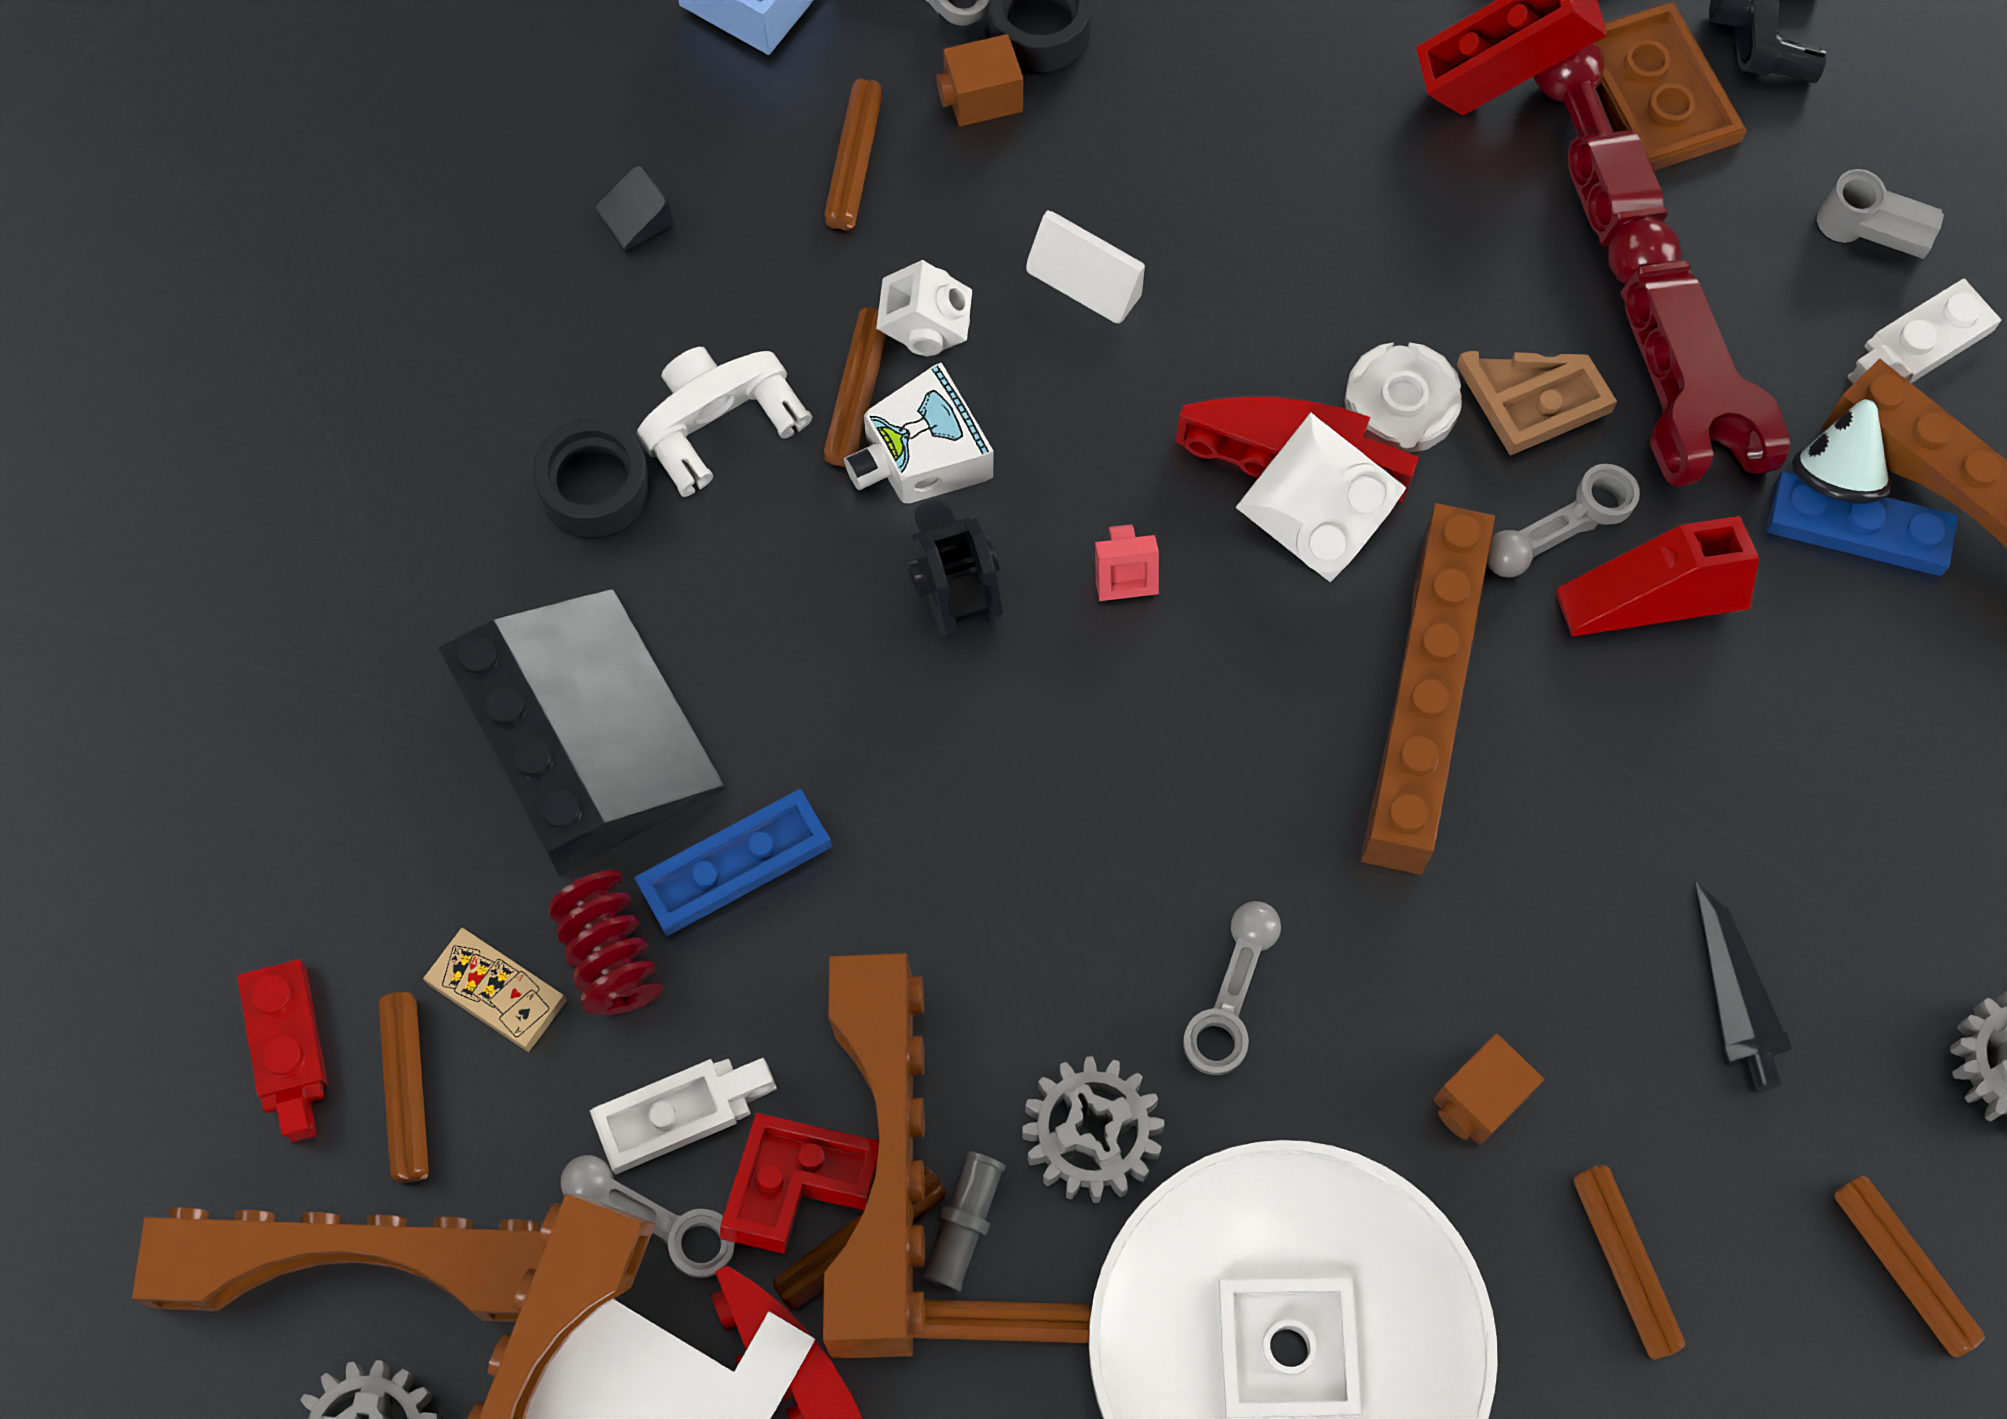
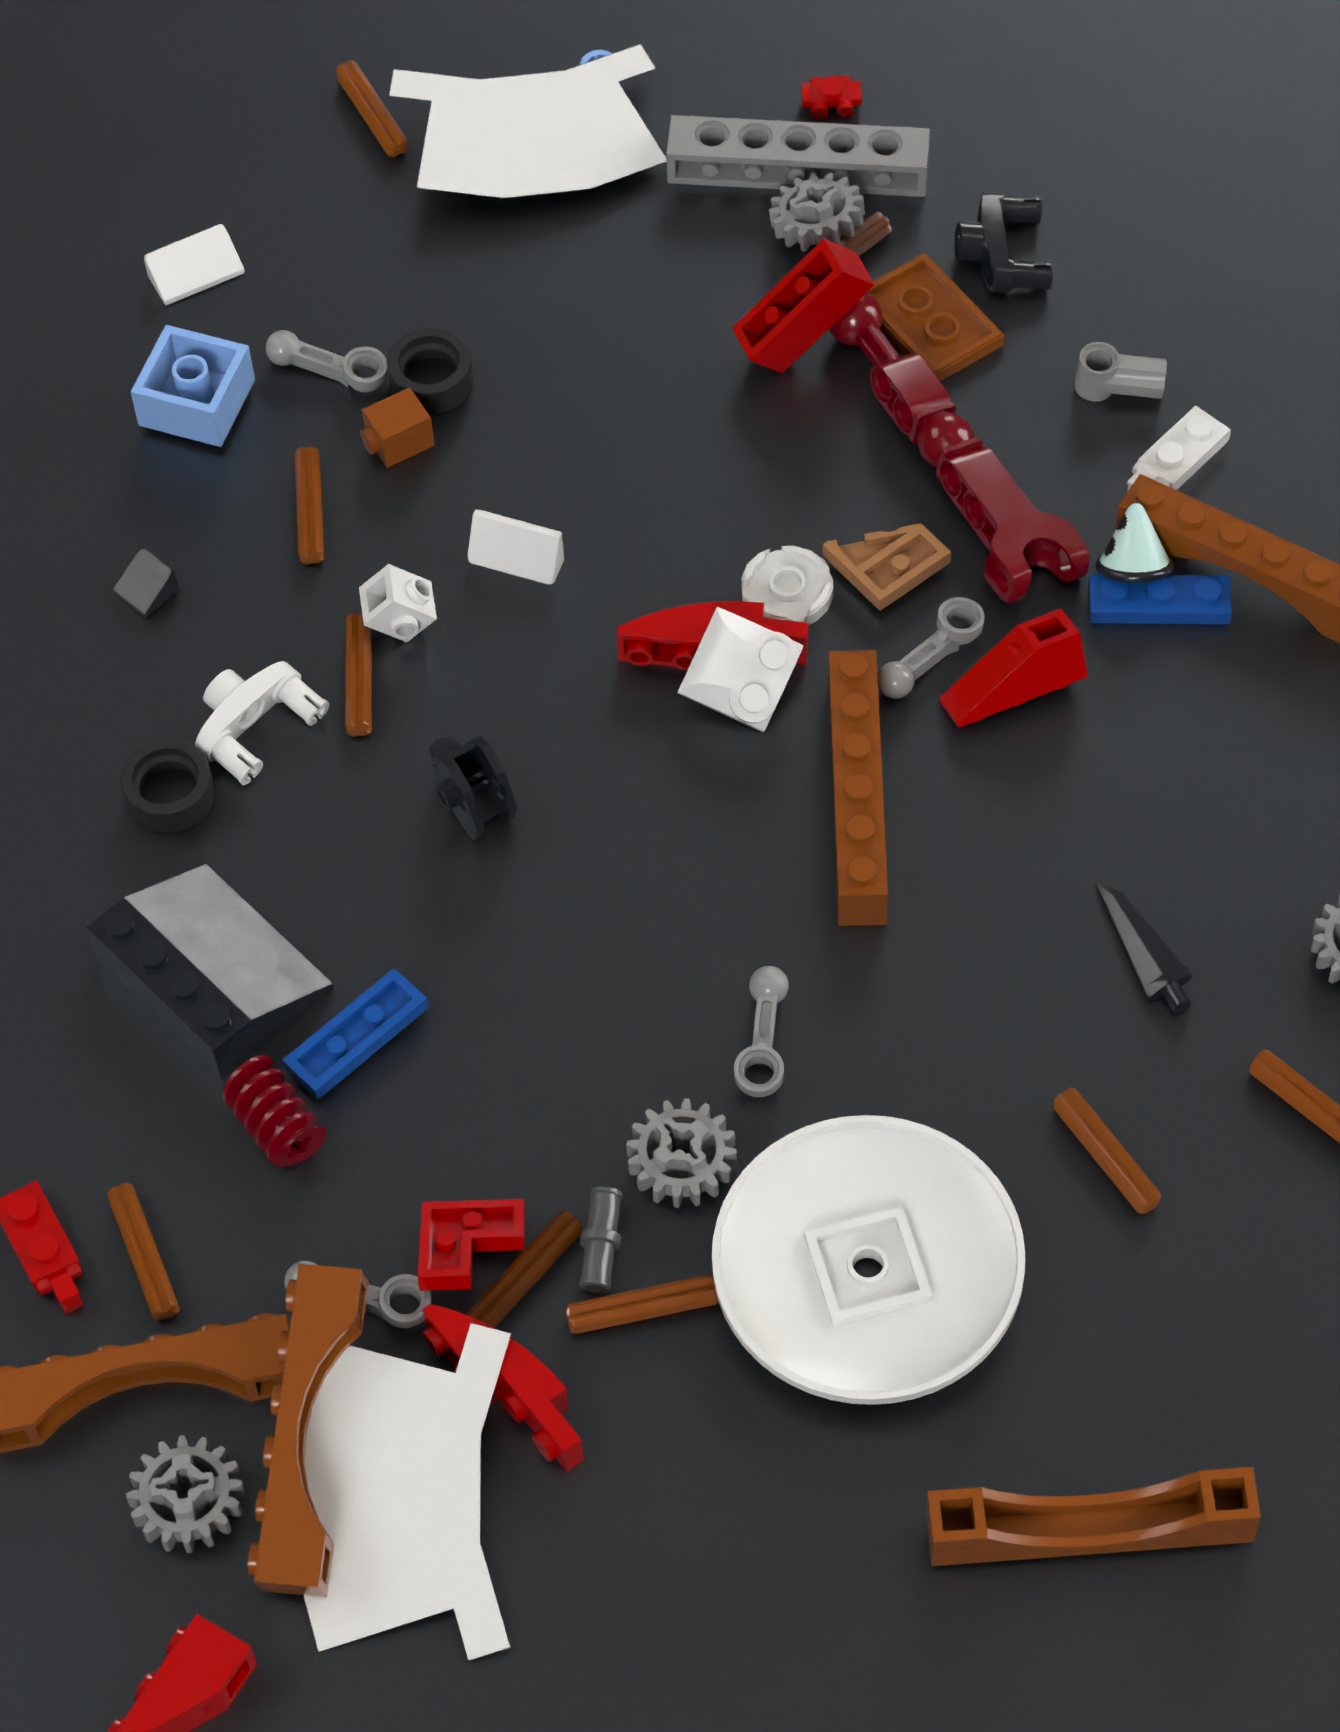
camera: 10 degrees left, 10 degrees down
(495, 989) = (194, 1167): tan tile -> none
(678, 1110) = (362, 1214): white hinge -> none
(870, 1282) = (540, 1282): dark orange arch -> none
(922, 441) = (422, 700): white torso -> none
(1126, 565) = (604, 753): coral tile -> none
(1486, 1091) = (971, 1056): dark orange brick -> none

